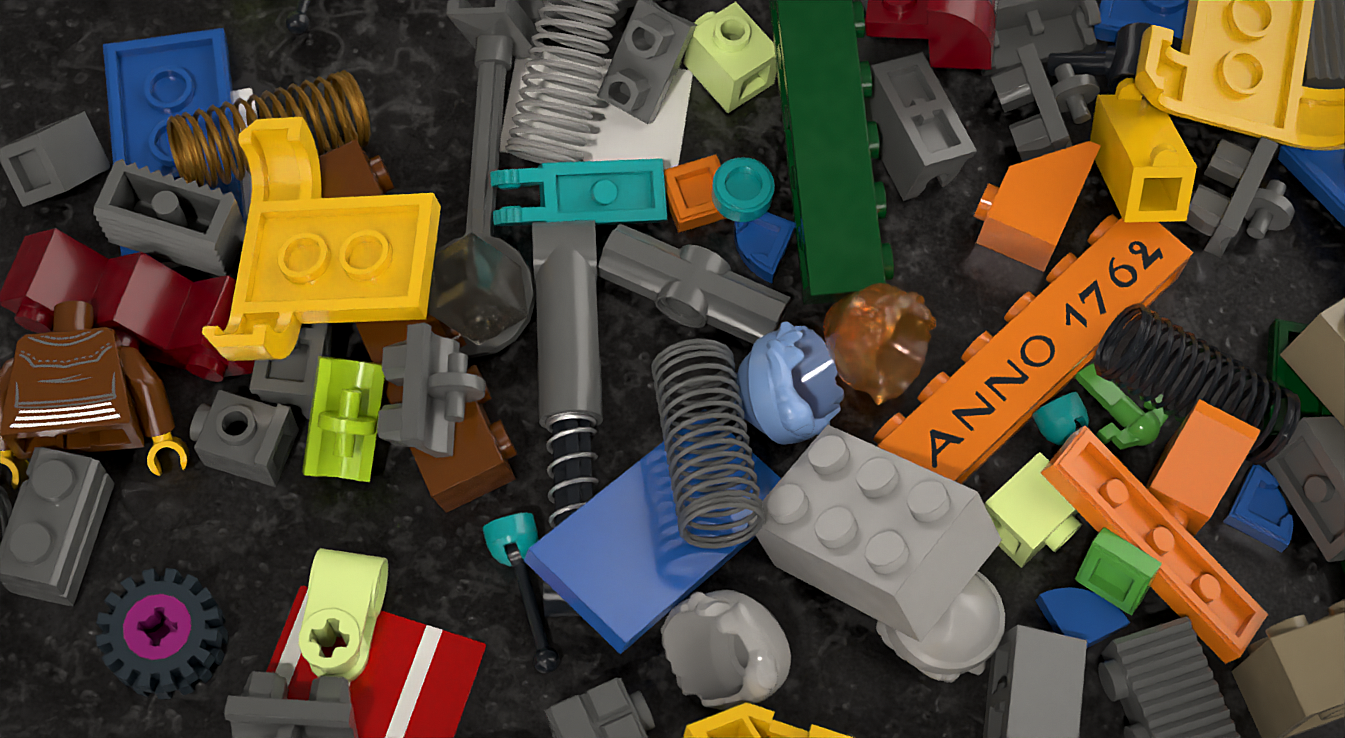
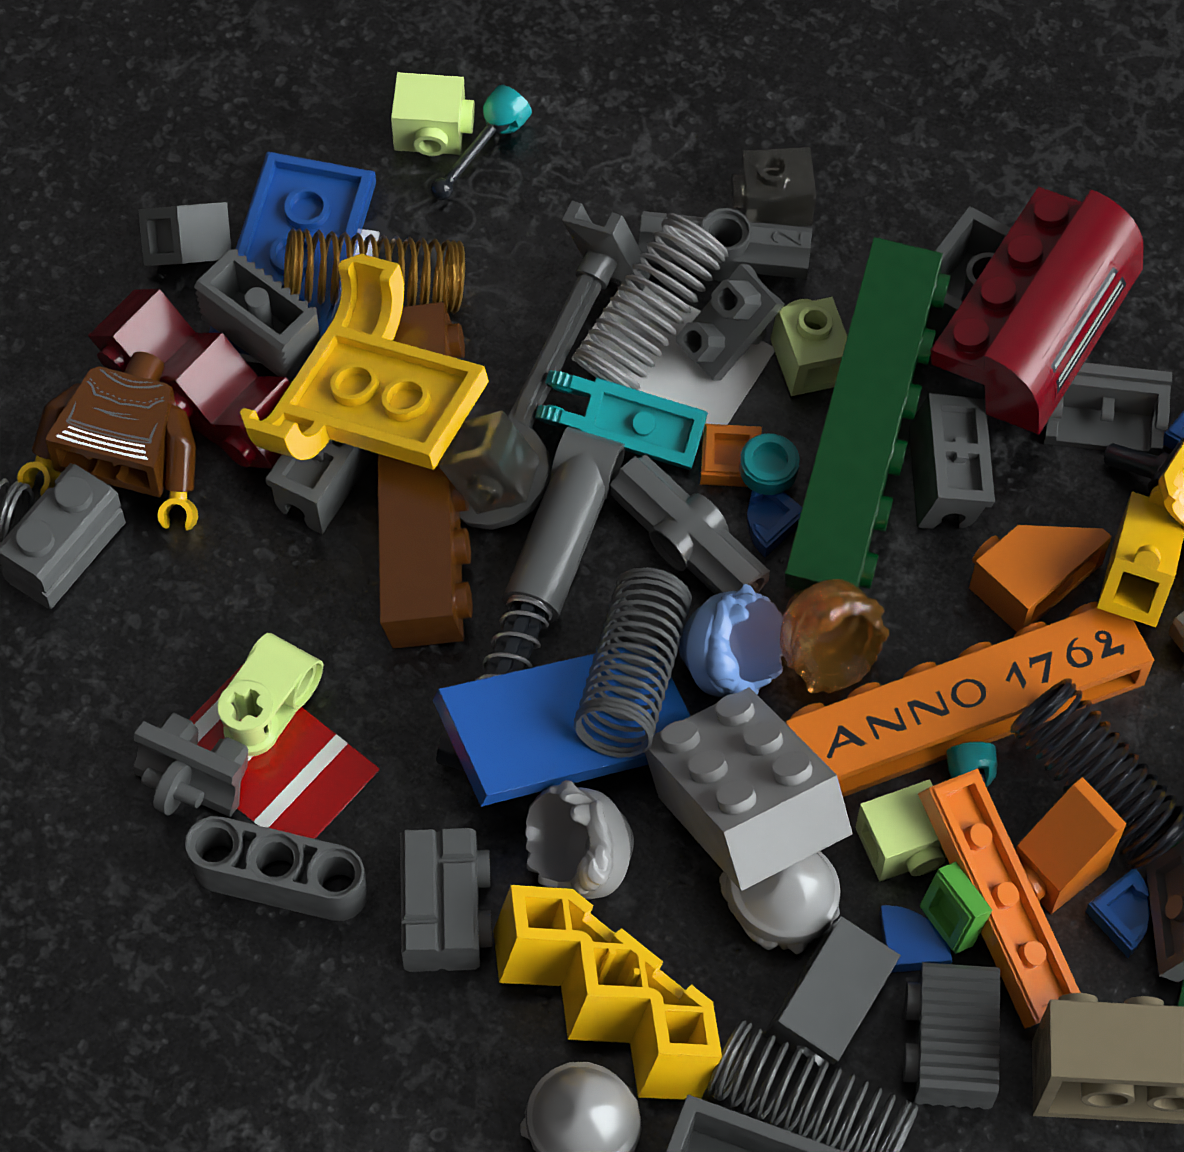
camera: 25 degrees right, 5 degrees down
(174, 652) = (121, 675): black wheel -> none
(255, 453) = (252, 536): dark grey brick -> none
(343, 418) = (334, 532): lime hips -> none
(433, 391) = (414, 531): dark grey hips -> none
(508, 544) = (427, 681): hinge -> none
(1028, 83) = (1089, 481): dark grey hips -> none
(1138, 426) = (1040, 793): bright green piece -> none

